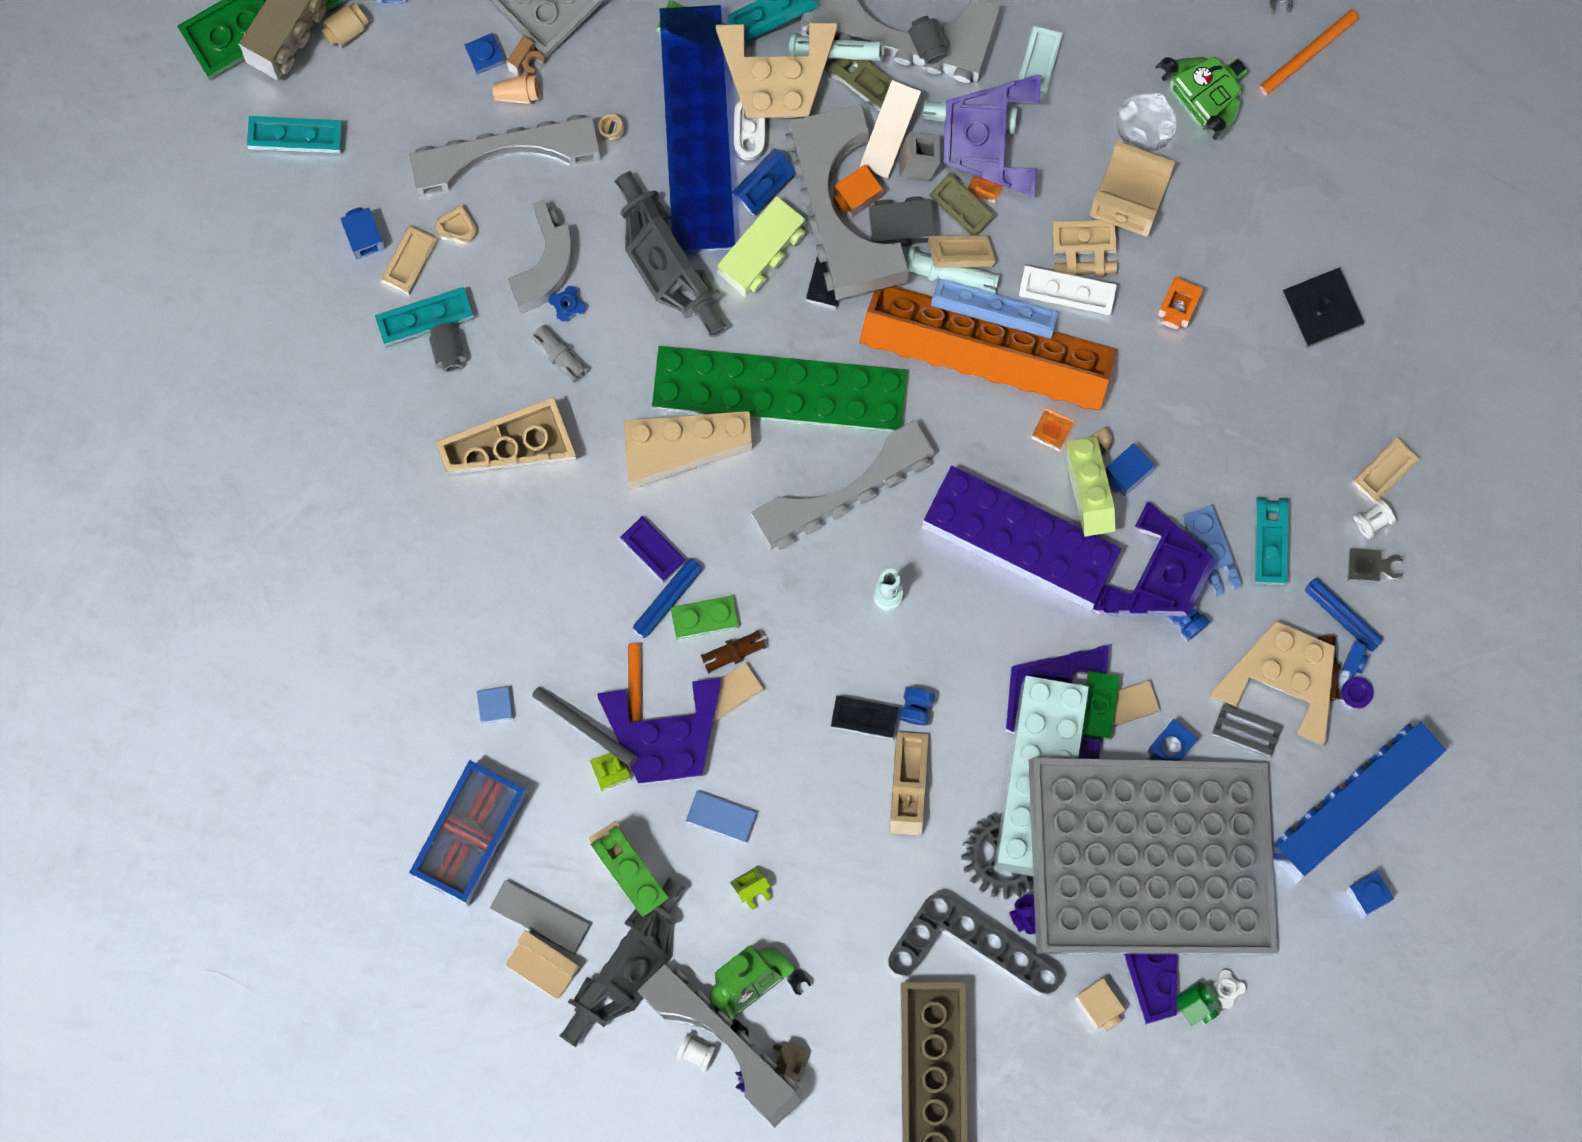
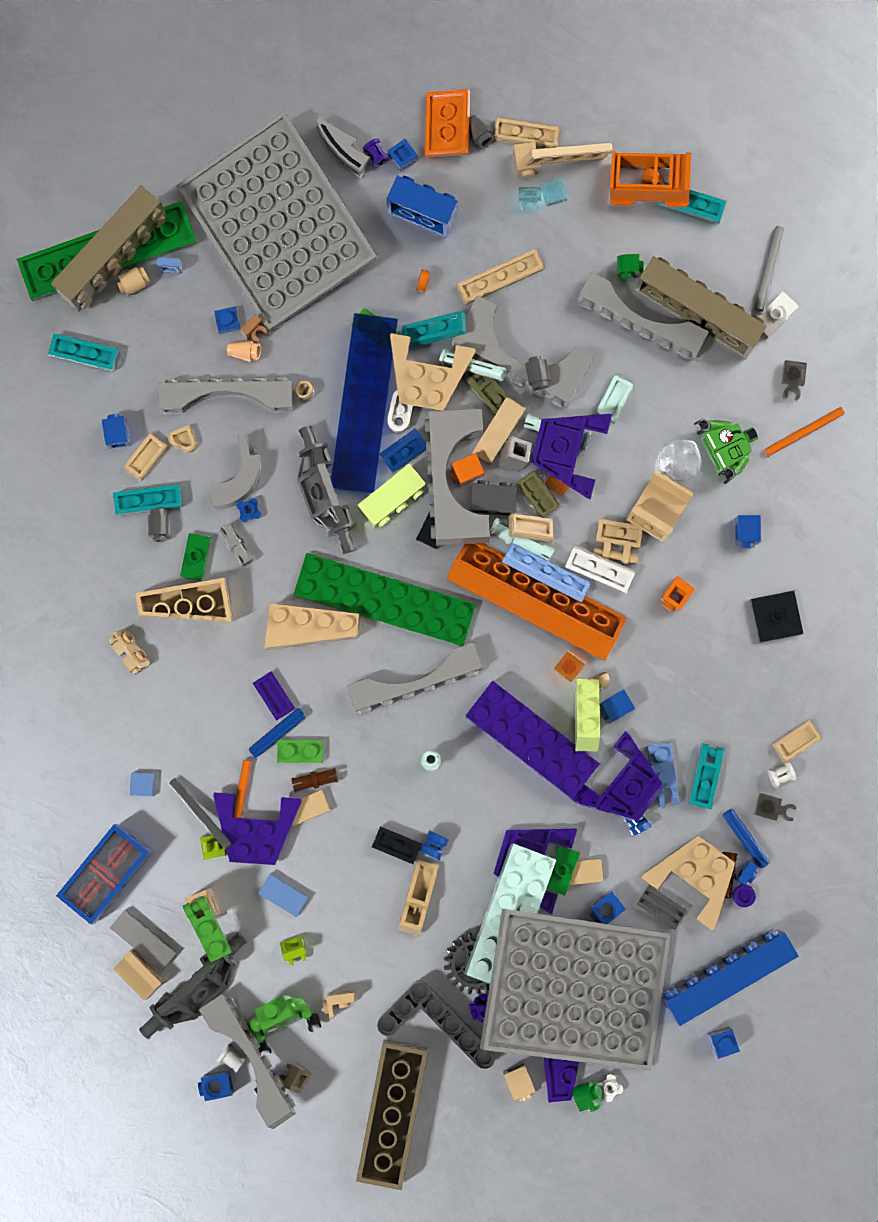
camera: 10 degrees right, 5 degrees up
(431, 518) = (124, 642): none -> tan hinge
(505, 381) = (195, 557): none -> green plate
(695, 1098) = (225, 1081): none -> blue brick
(832, 941) = (342, 999): none -> tan bracket
(1259, 198) = (747, 530): none -> blue brick

